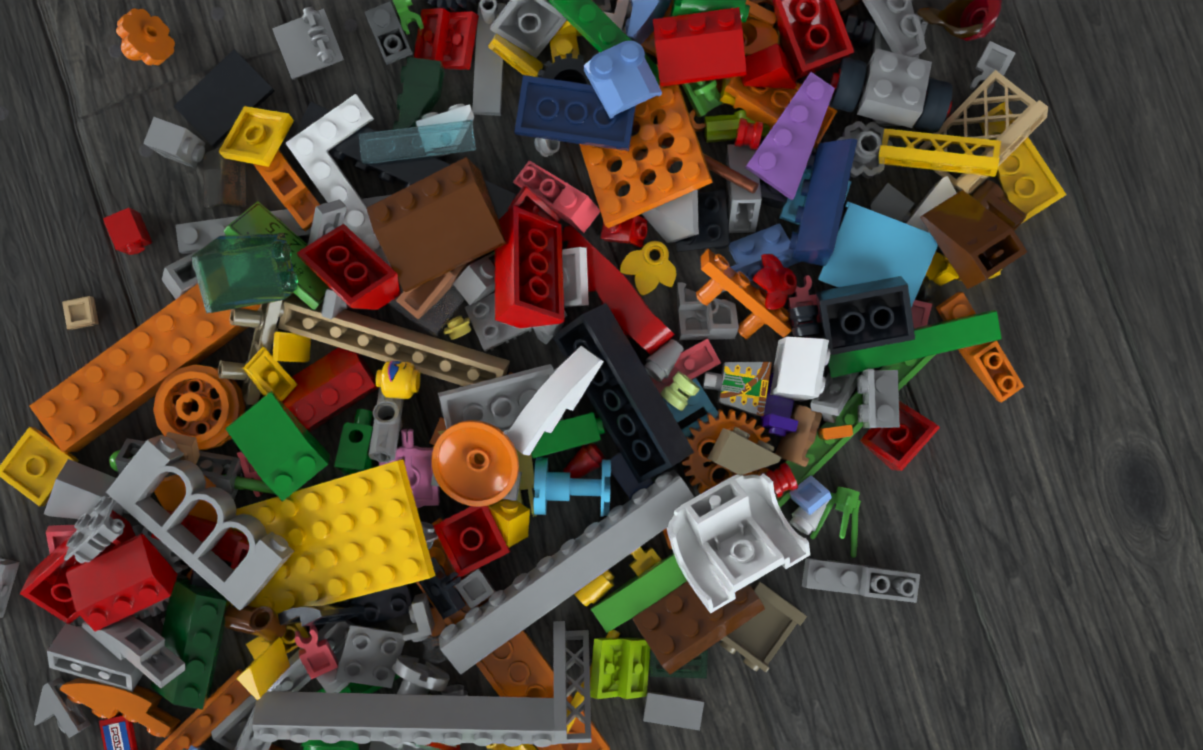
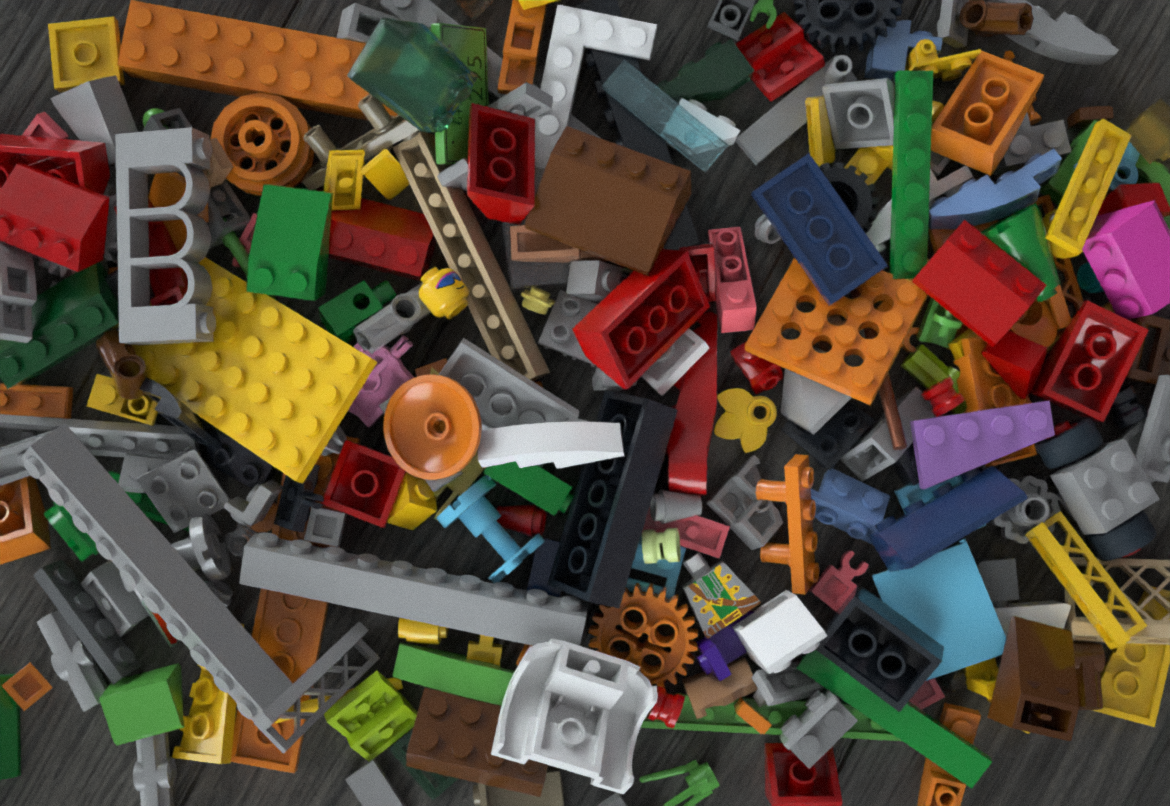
camera: 45 degrees right, 0 degrees up
(94, 532) = (72, 156): light grey hinge -> none
(265, 669) = (88, 412): yellow slope -> none
(316, 656) = (141, 443): coral plate -> none
(621, 77) = (887, 240): medium blue slope -> none
(740, 454) = (653, 650): dark tan slope -> none
(776, 280) = (836, 540): red plate -> none
(802, 315) = (830, 593): black wheel -> none
(806, 523) = (660, 758): white cone -> none
(810, 495) = (676, 745): light blue plate -> none

